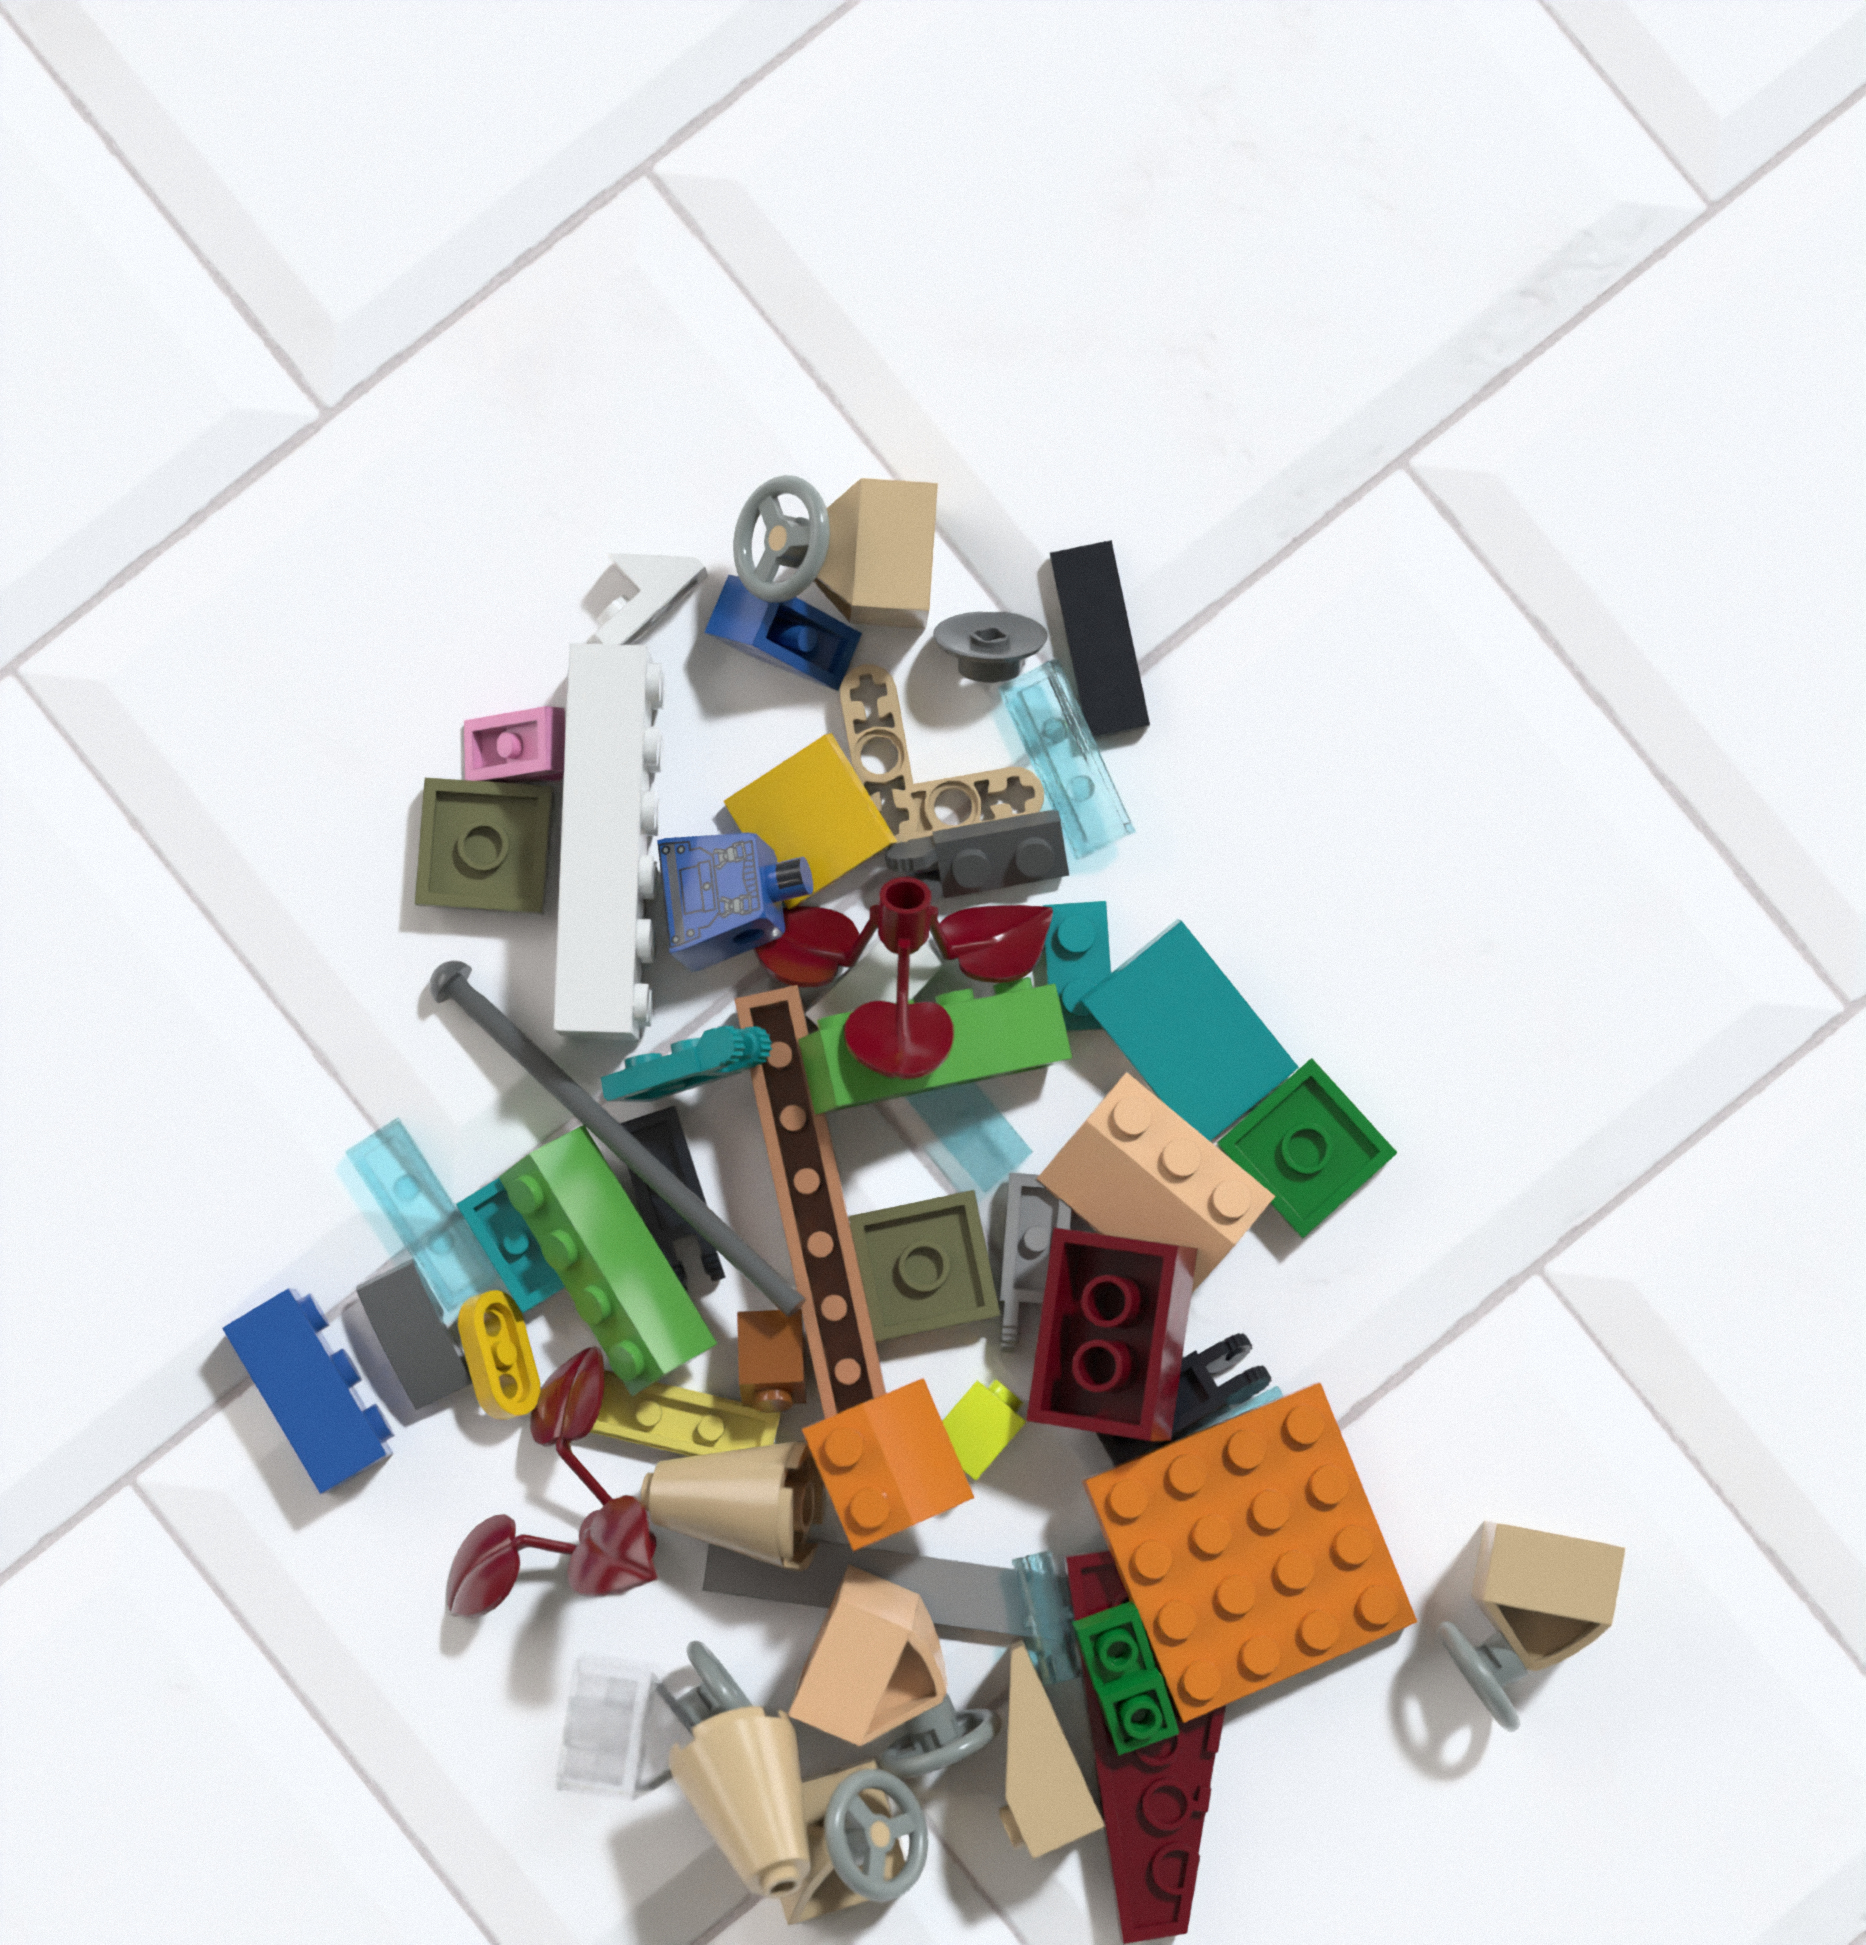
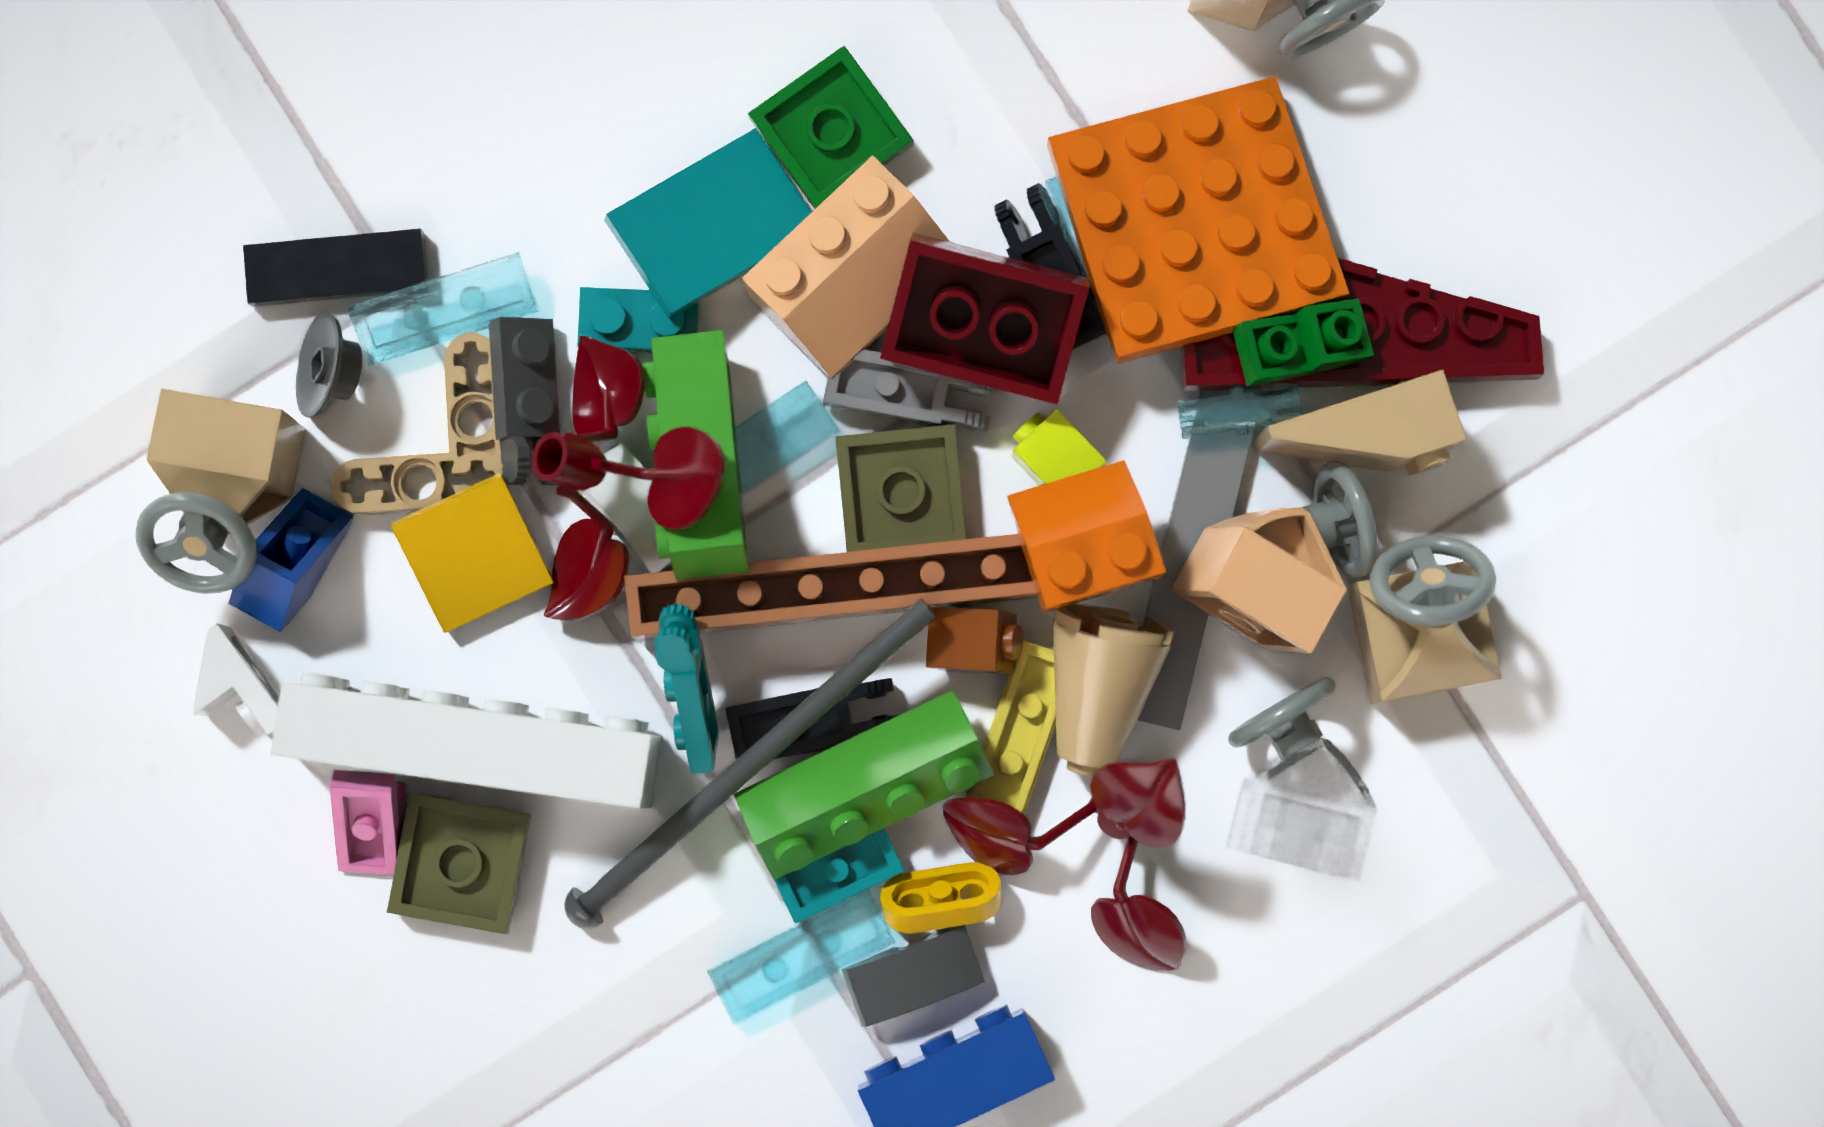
camera: 90 degrees left, 0 degrees up
(725, 895) = (531, 636): torso -> none
(749, 1795) = (1386, 696): tan cone -> none

